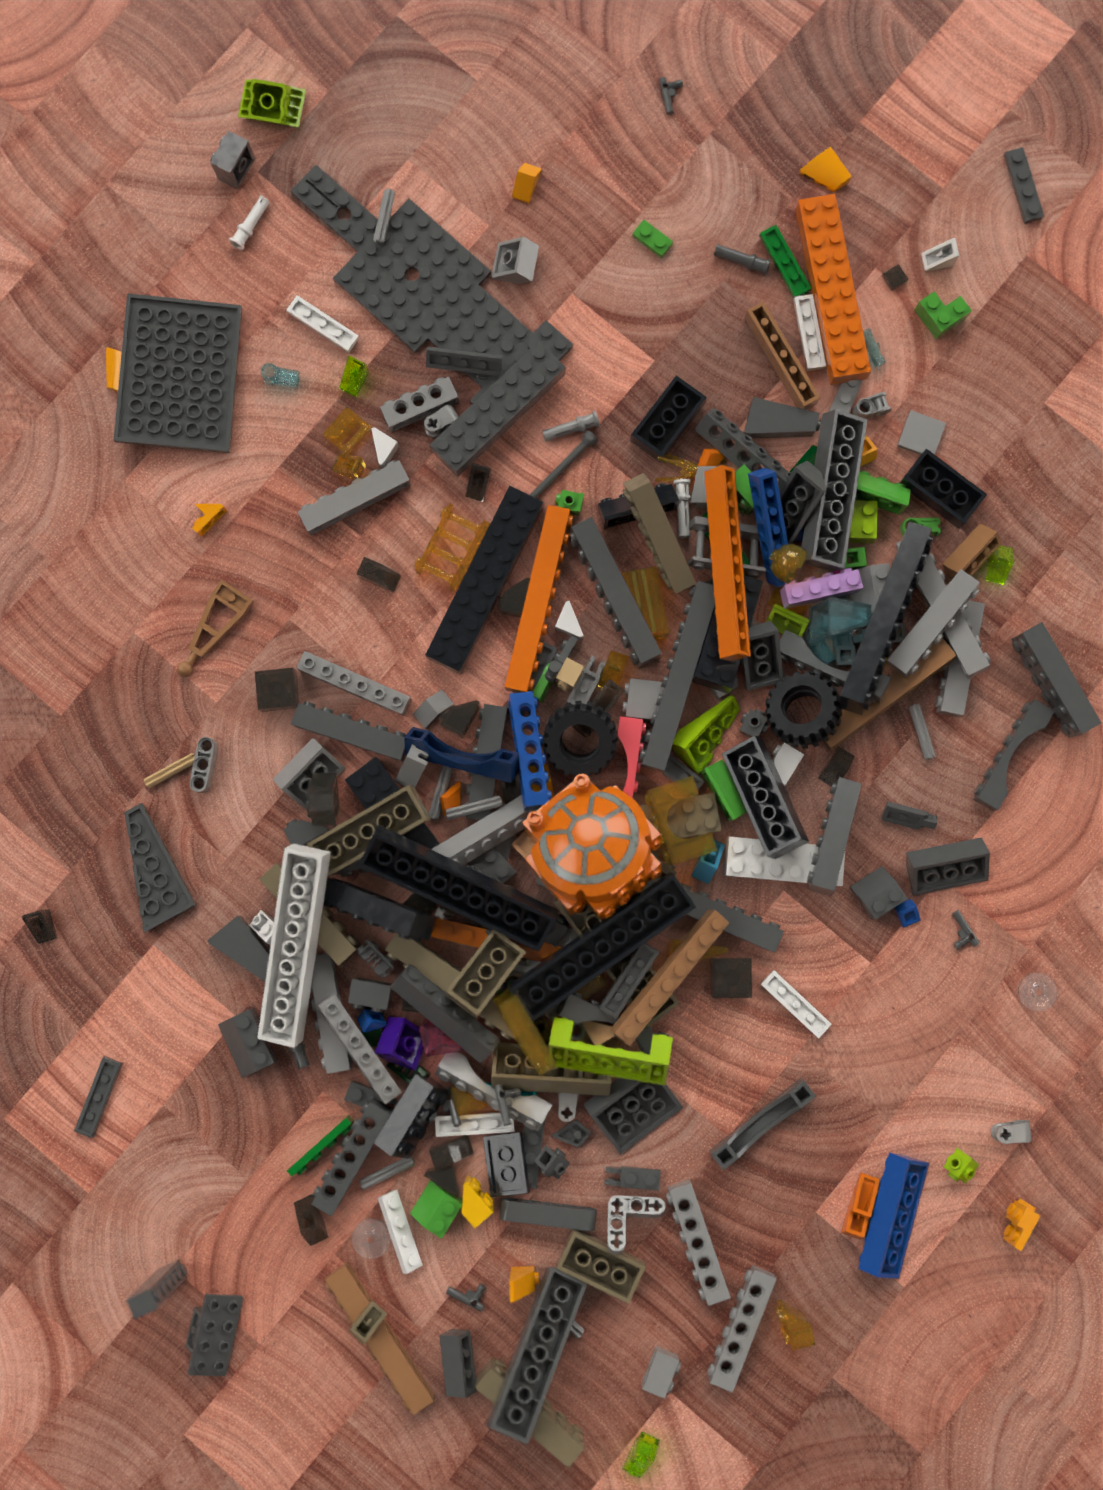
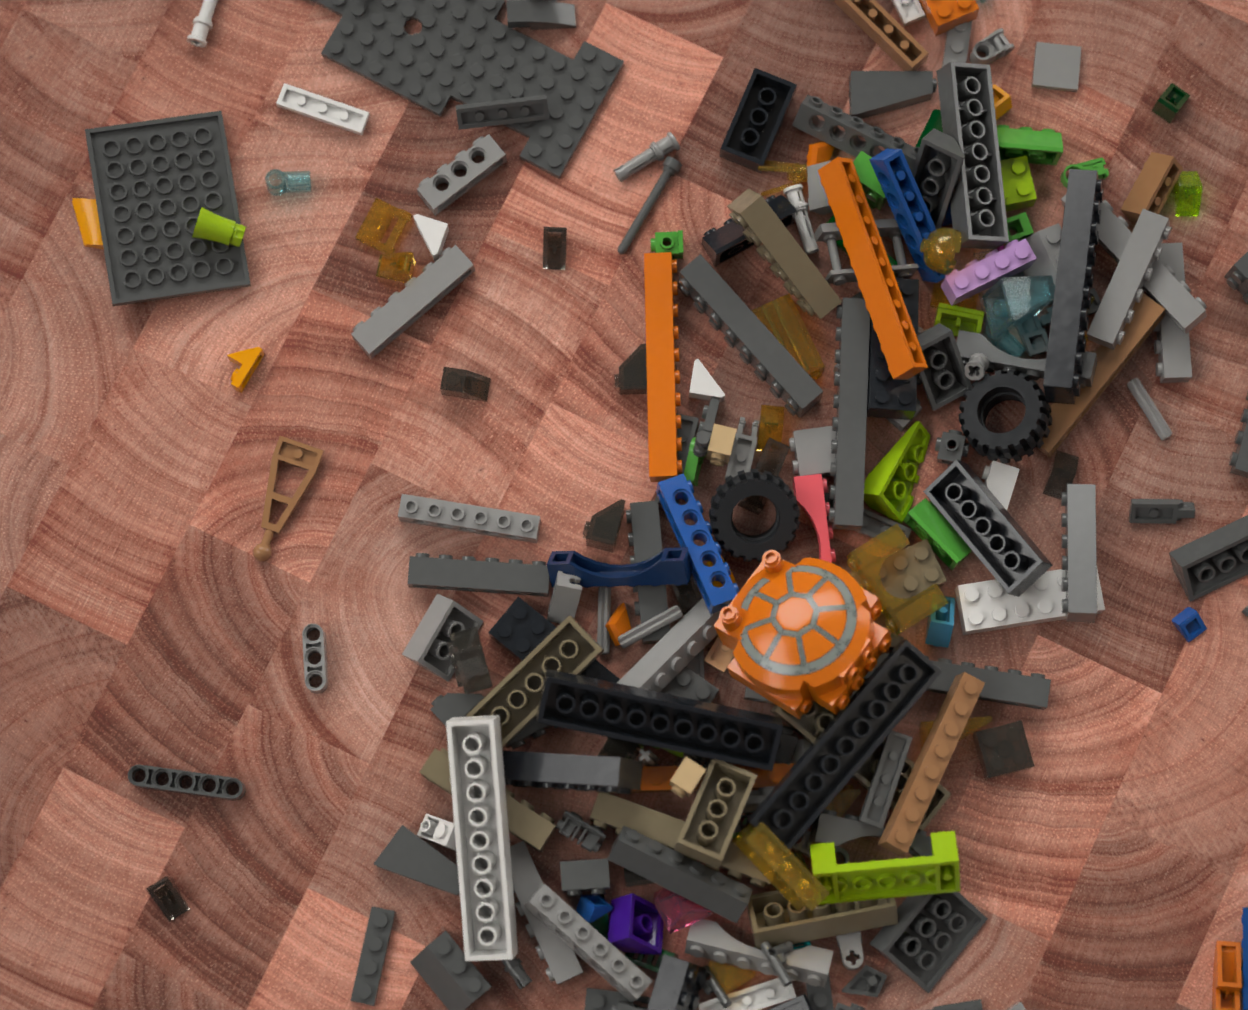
camera: 15 degrees left, 5 degrees down
(69, 834) = (176, 778): none -> dark grey beam
(157, 878) = (295, 809): dark grey wing -> none
(169, 771) = (276, 675): tan axle -> none
(190, 1012) = (373, 956): none -> dark grey plate
(212, 400) = (218, 229): none -> lime plant
(277, 689) = (379, 548): clear smoke brick -> none
(353, 376) = (375, 160): clear neon green slope -> none
(433, 708) = (569, 525): light grey slope -> none
(441, 419) = (496, 185): light grey piece -> none
(469, 939) = (686, 778): none -> tan brick
(470, 546) = (562, 346): clear yellow fence -> none
(485, 580) = (592, 360): black brick -> none
(498, 409) = (556, 157): dark grey brick -> none
(515, 289) = (540, 14): none -> dark grey slope
(598, 1031) = (864, 851): light nougat slope -> none
(750, 1131) = (1084, 911): dark grey arch -> none
(791, 663) = (979, 360): none -> light grey bush
(796, 1004) = (1087, 762): white plate -> none
(878, 893) = (1148, 608): dark grey slope -> none
(943, 488) = (1098, 123): black brick -> none
(1006, 486) = (1170, 102): none -> dark green slope

